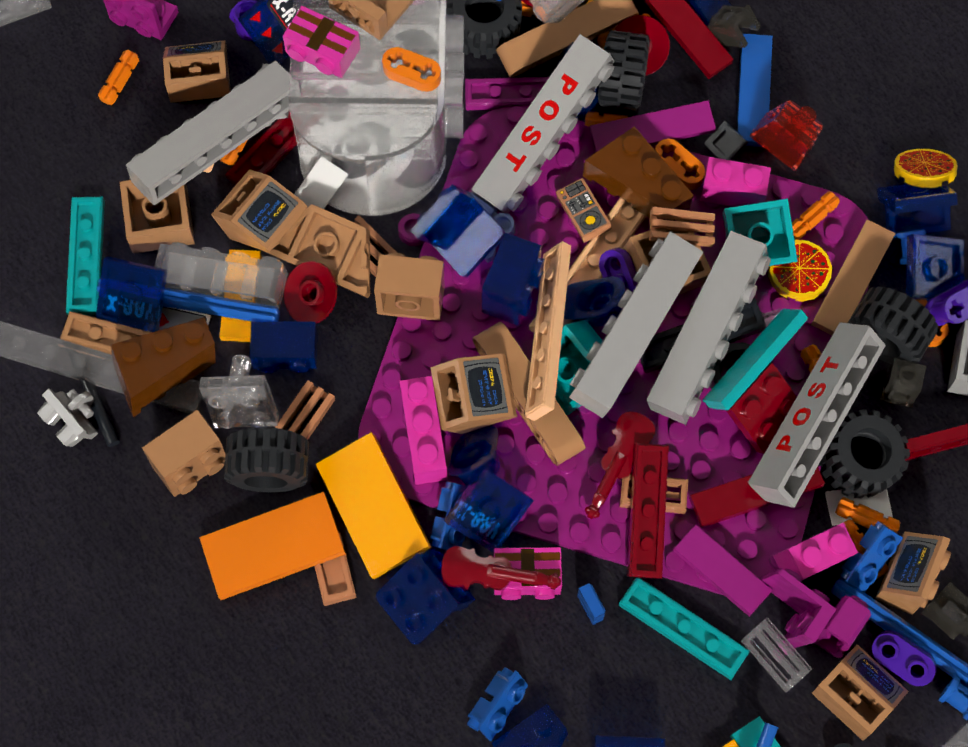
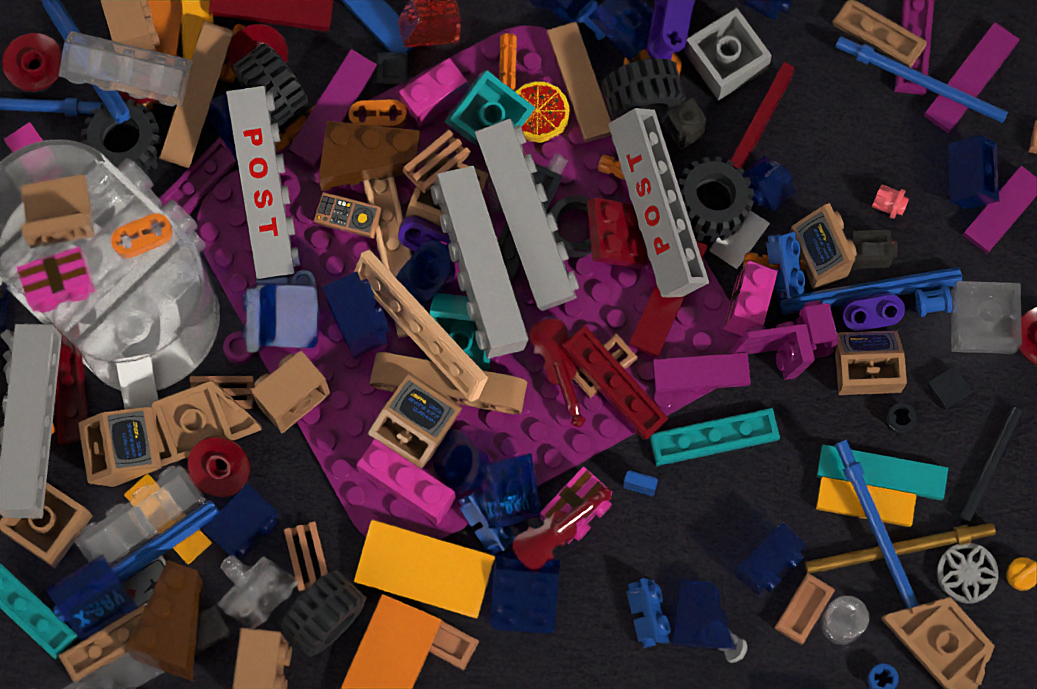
camera: 45 degrees left, 5 degrees up
(755, 359) = (580, 206): teal tile -> none
(786, 647) = (818, 383): clear tile -> none
(864, 515) = (753, 240): orange axle -> none
(921, 486) = (770, 183): none -> clear blue brick

